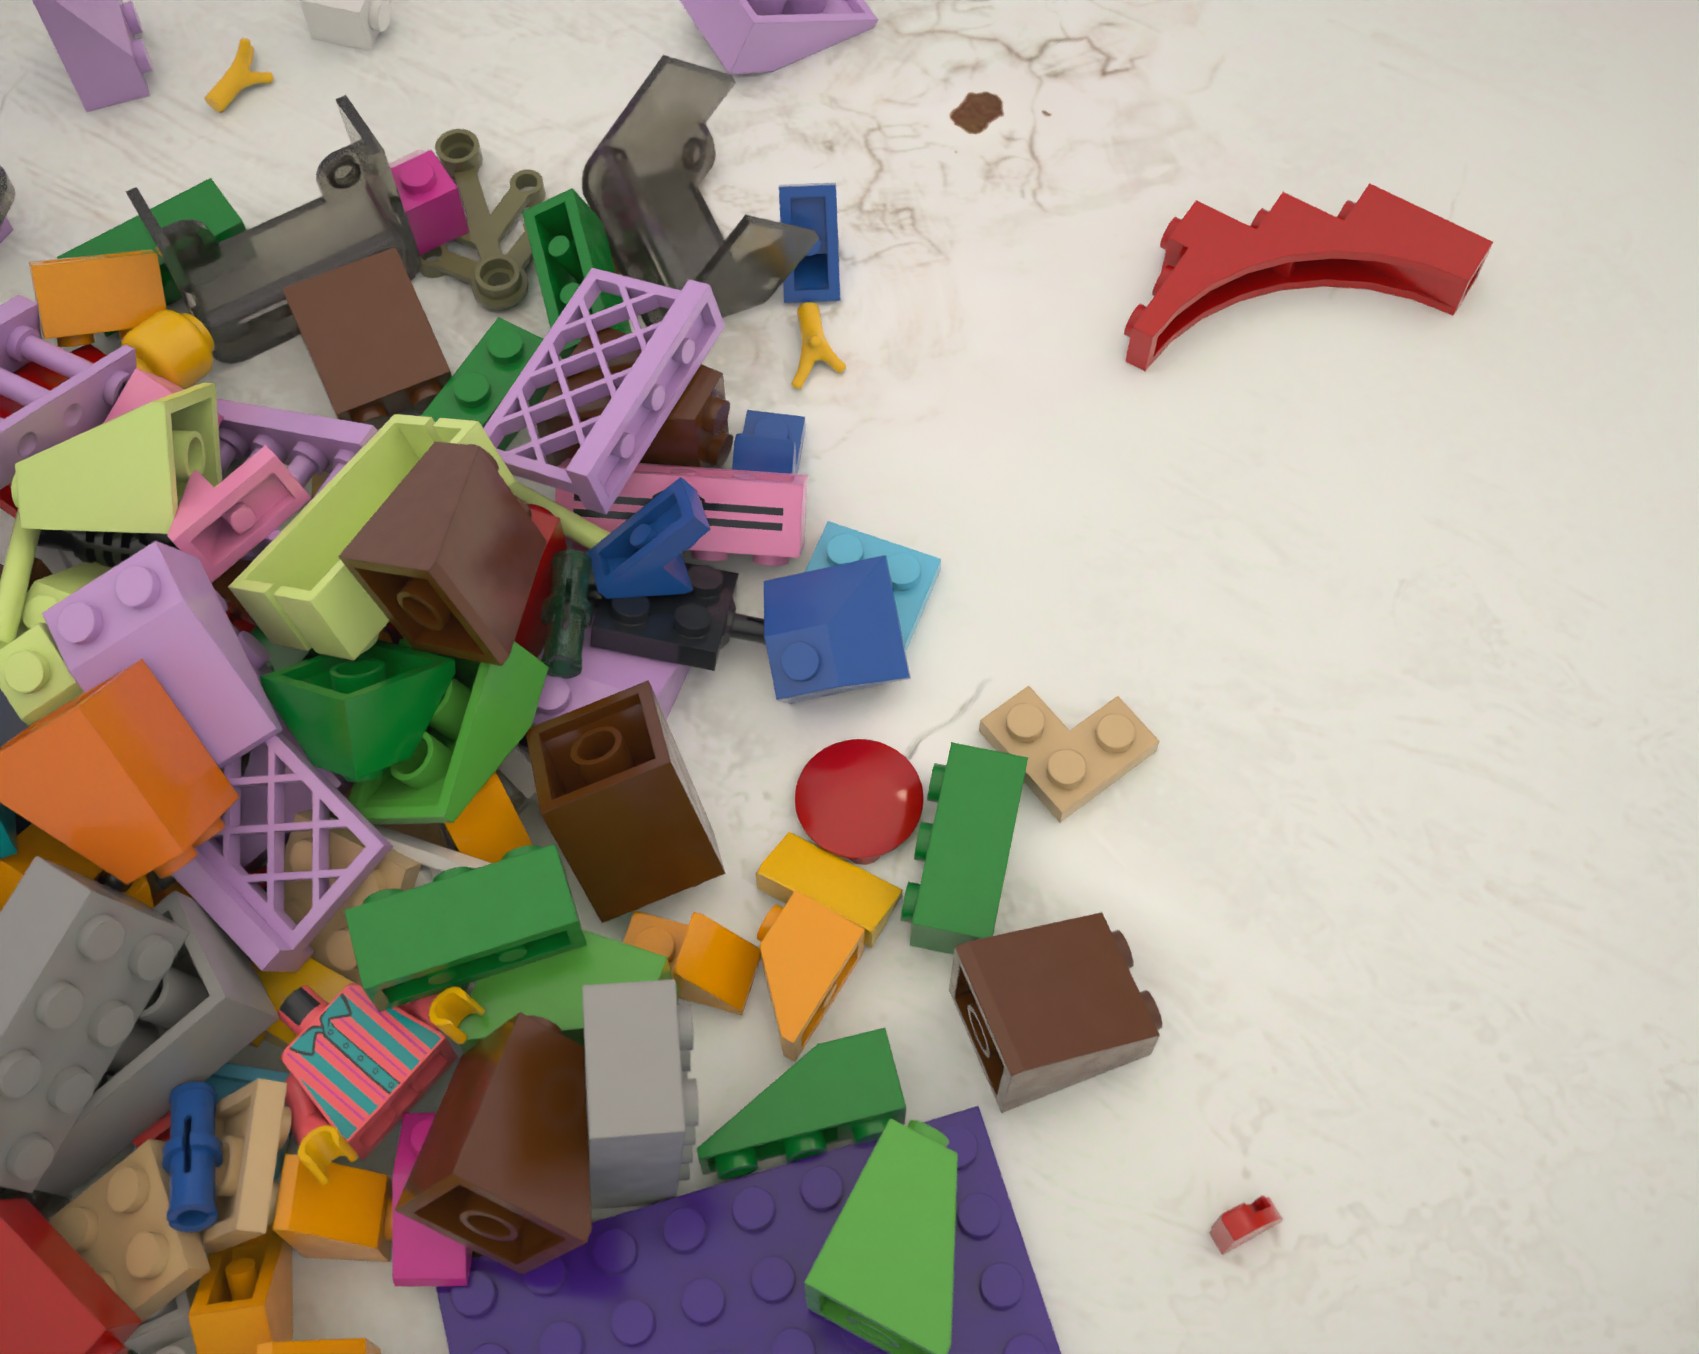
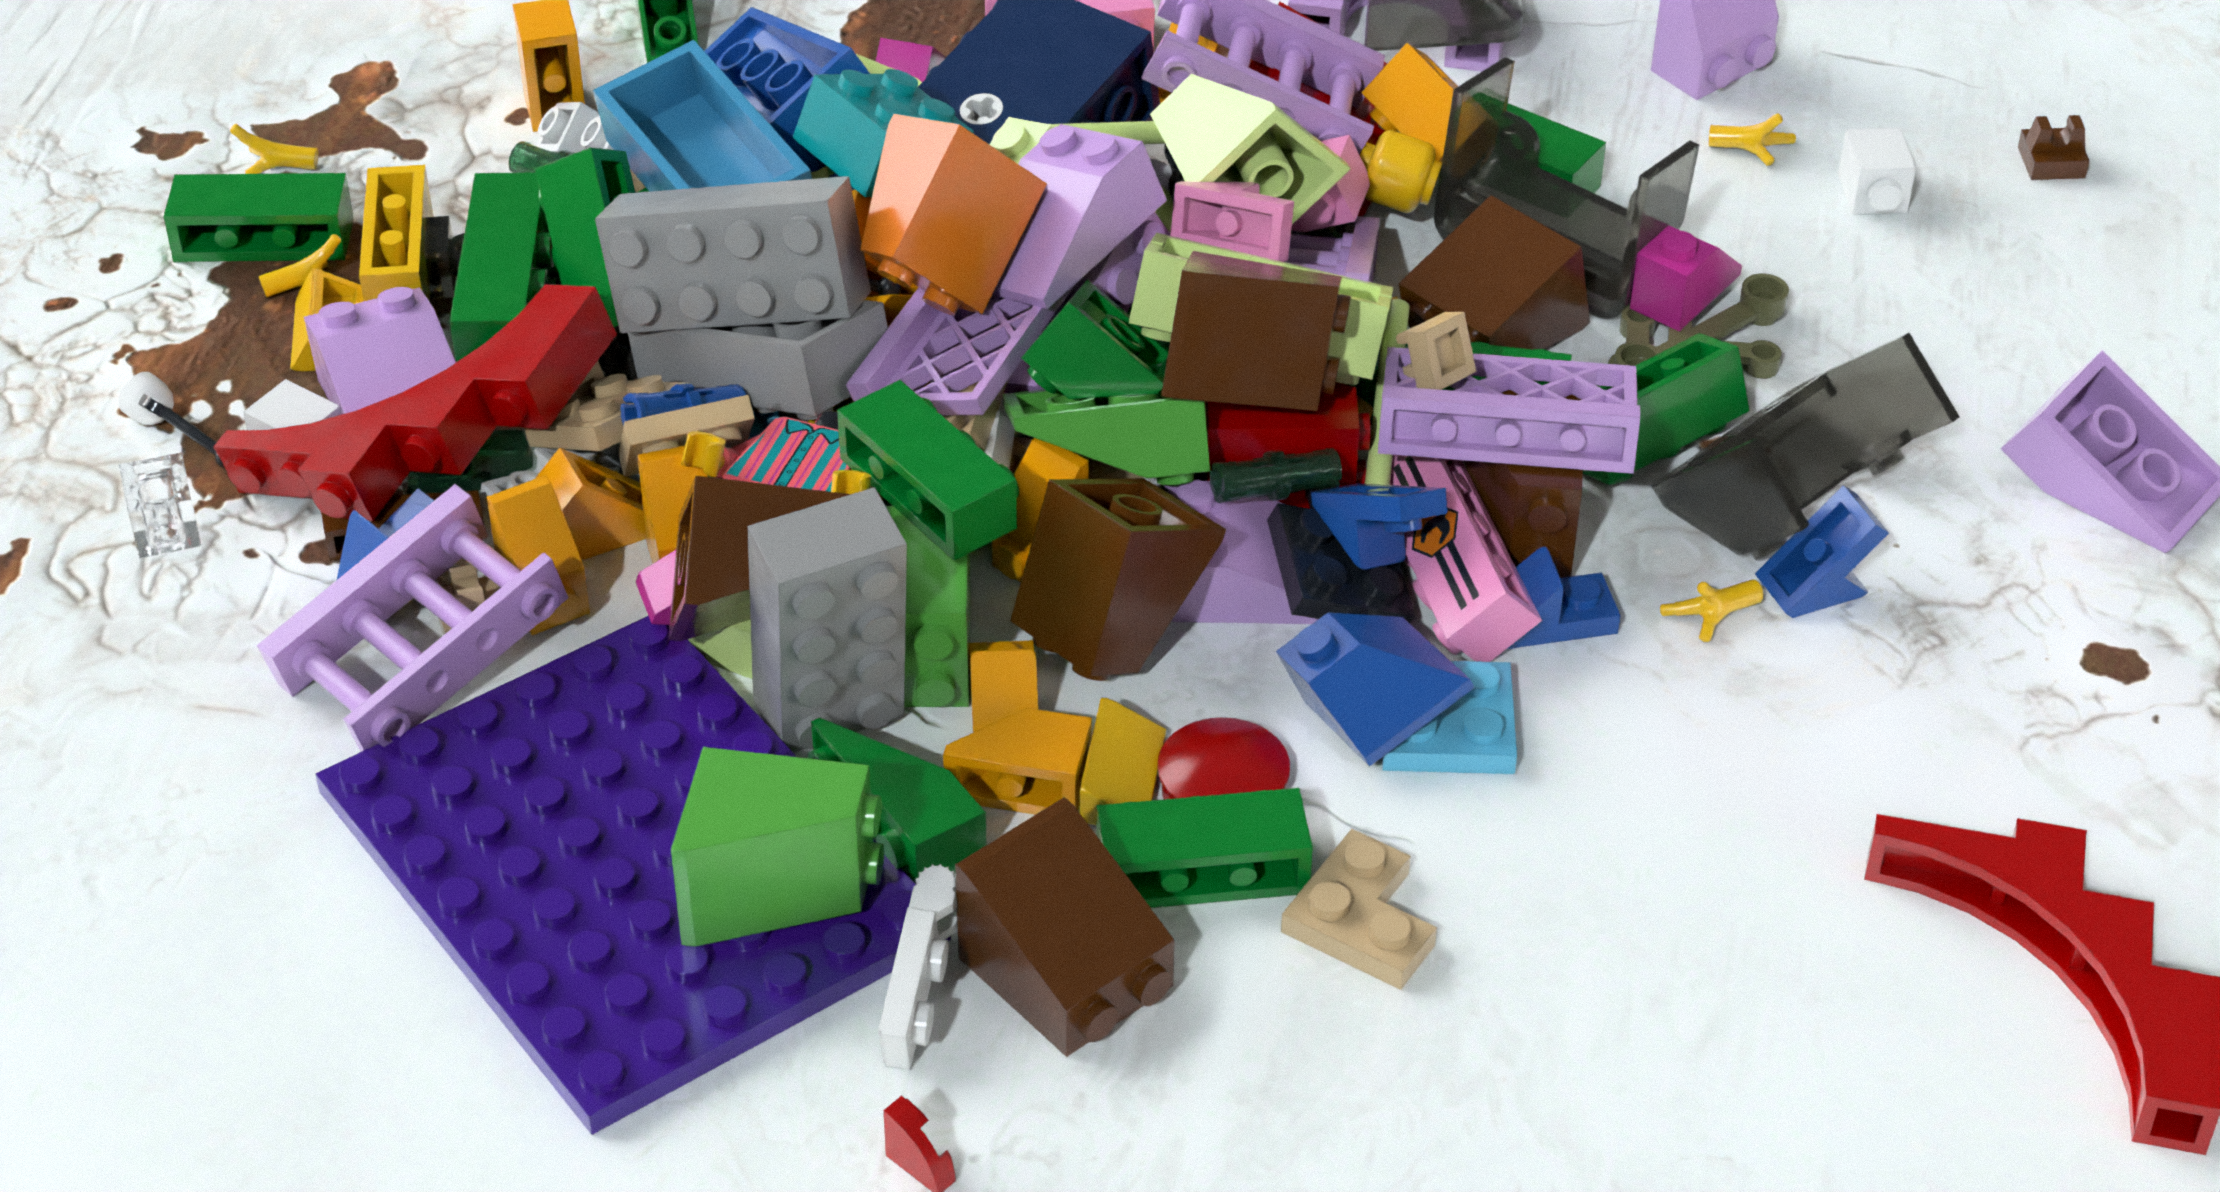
camera: 70 degrees right, 20 degrees down
(532, 411) = (1439, 351): none -> tan tile
(1046, 1151) = (918, 961): none -> white hinge

